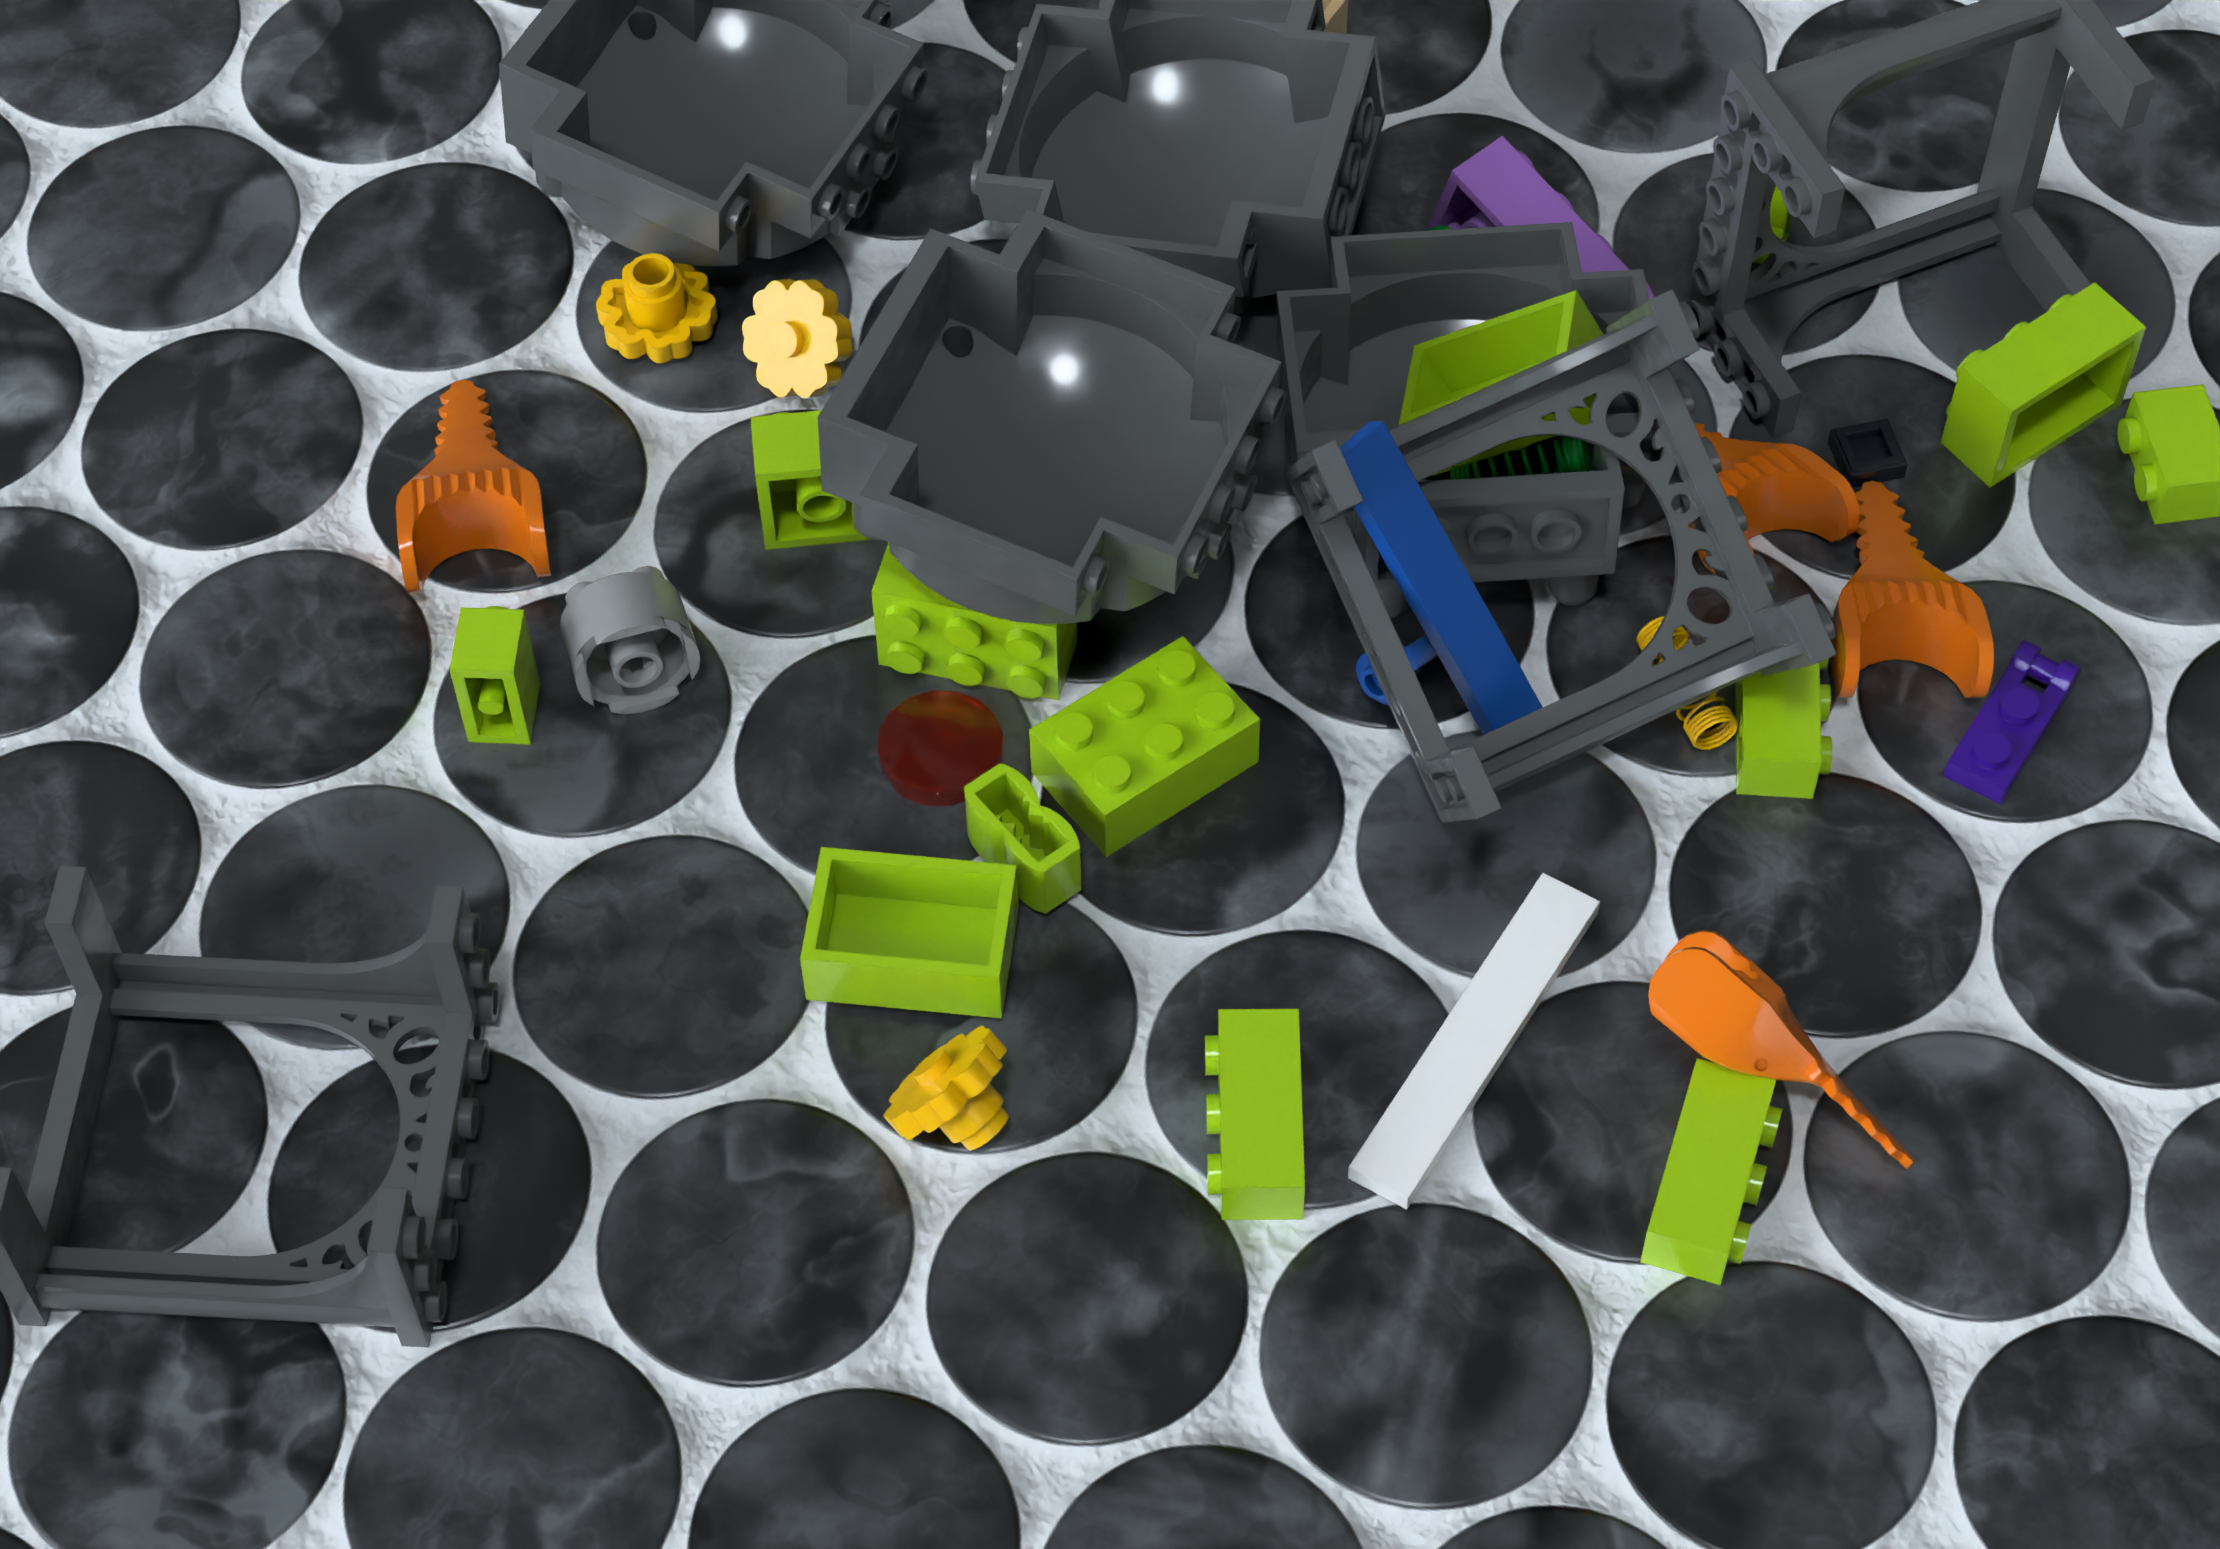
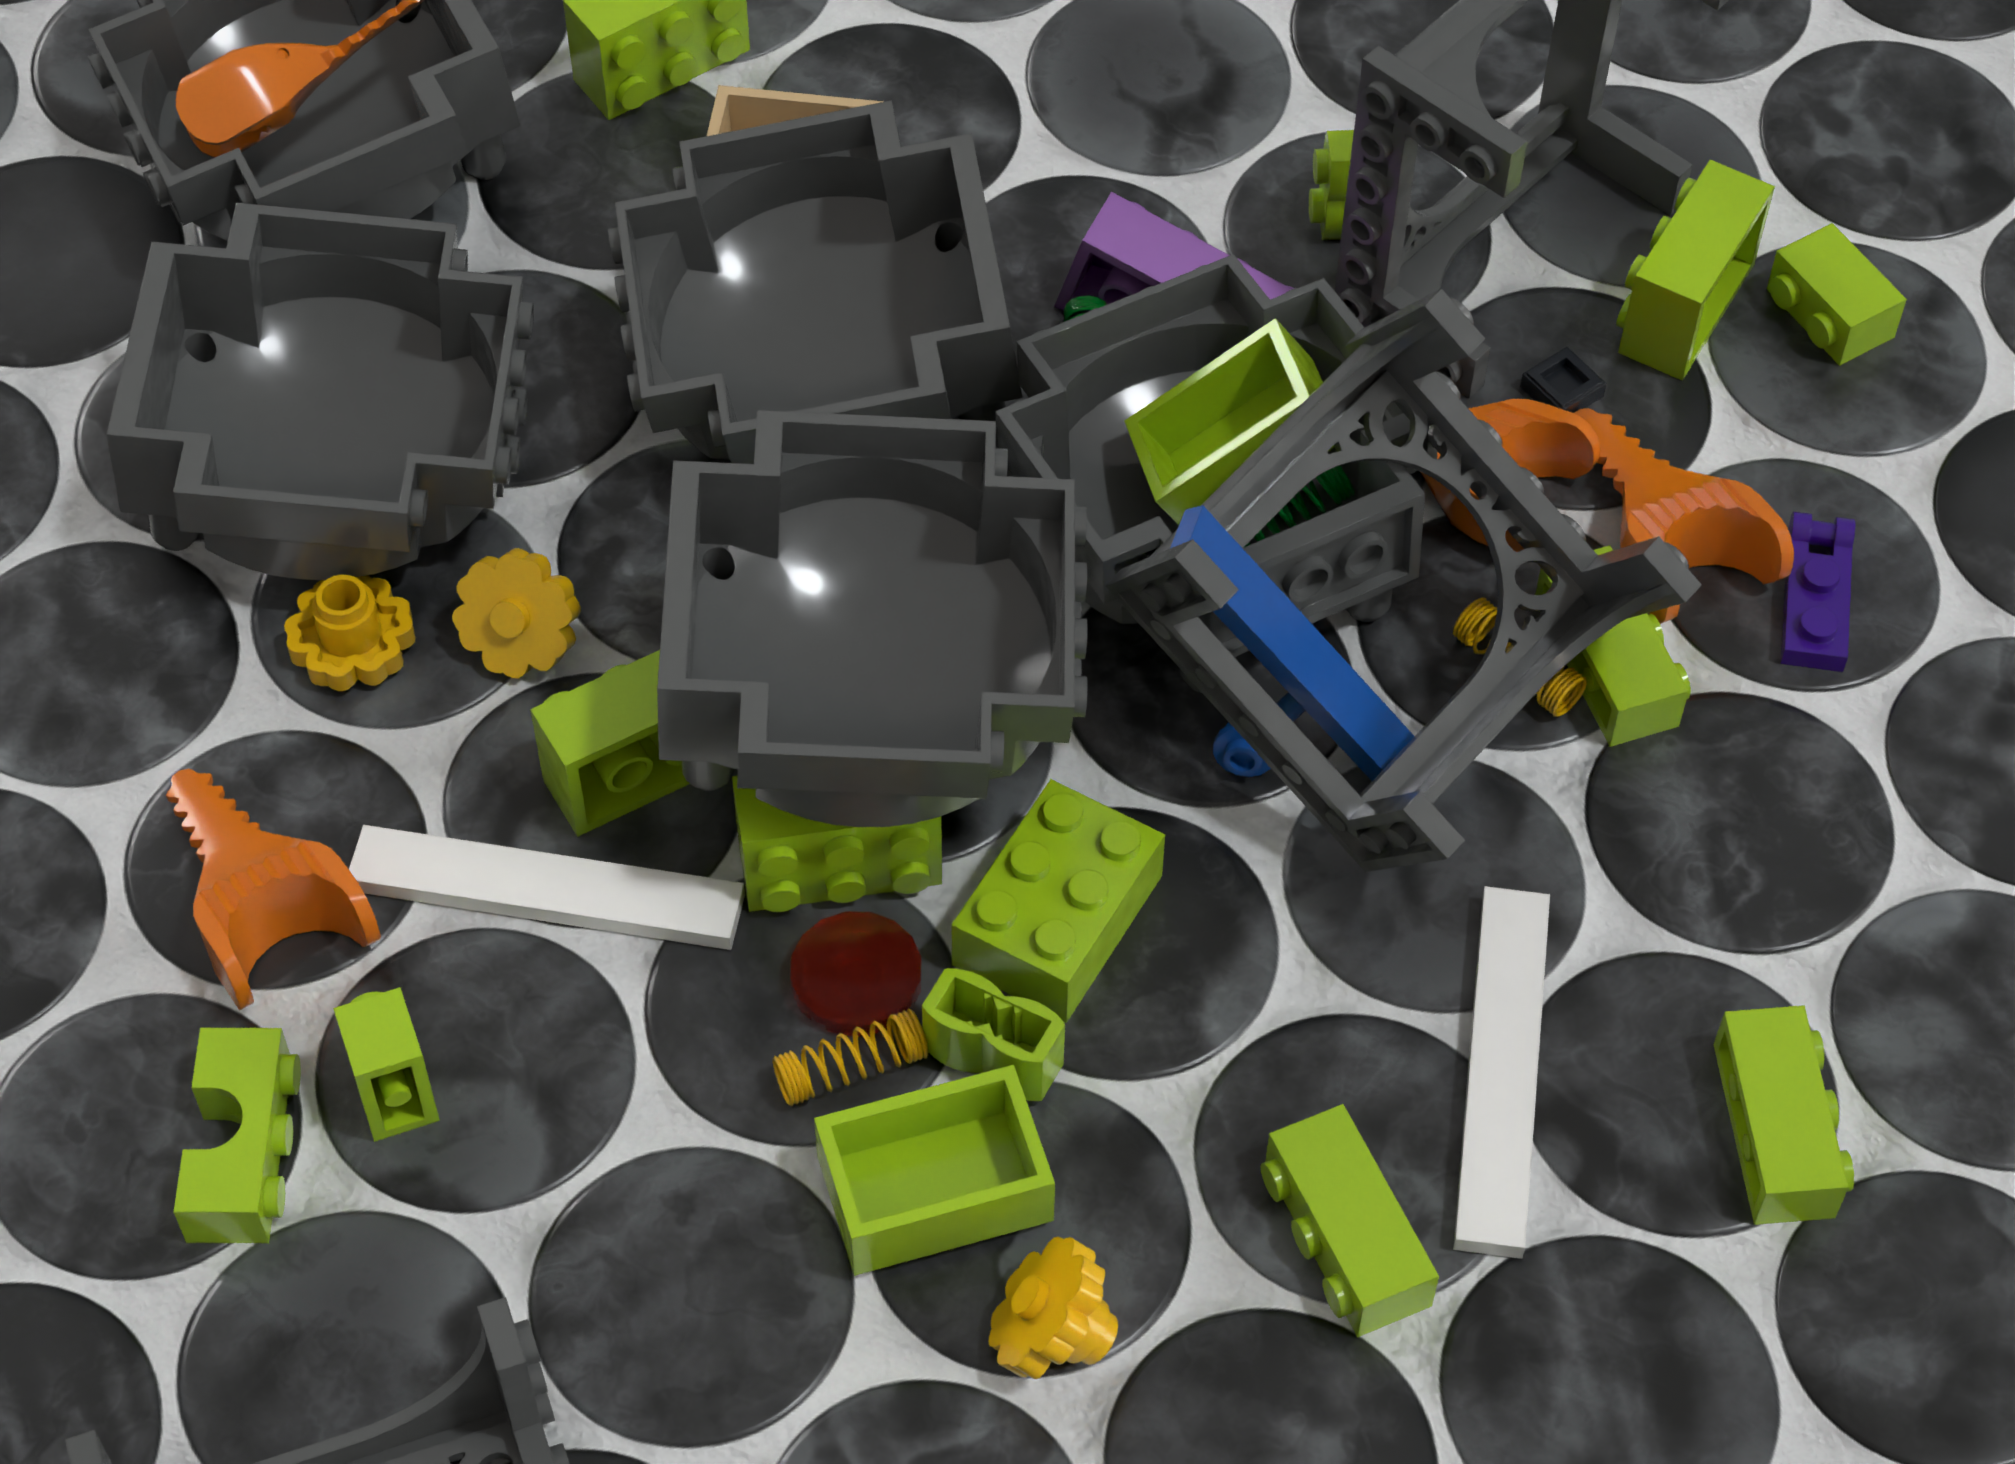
camera: 25 degrees left, 0 degrees up
(335, 733) = (236, 1187): none -> lime arch
(628, 640) = (503, 978): light grey brick -> none
(717, 582) = (548, 887): none -> white tile
(952, 816) = (795, 1078): none -> yellow piece
(1744, 1023) = (1745, 958): orange animal -> none

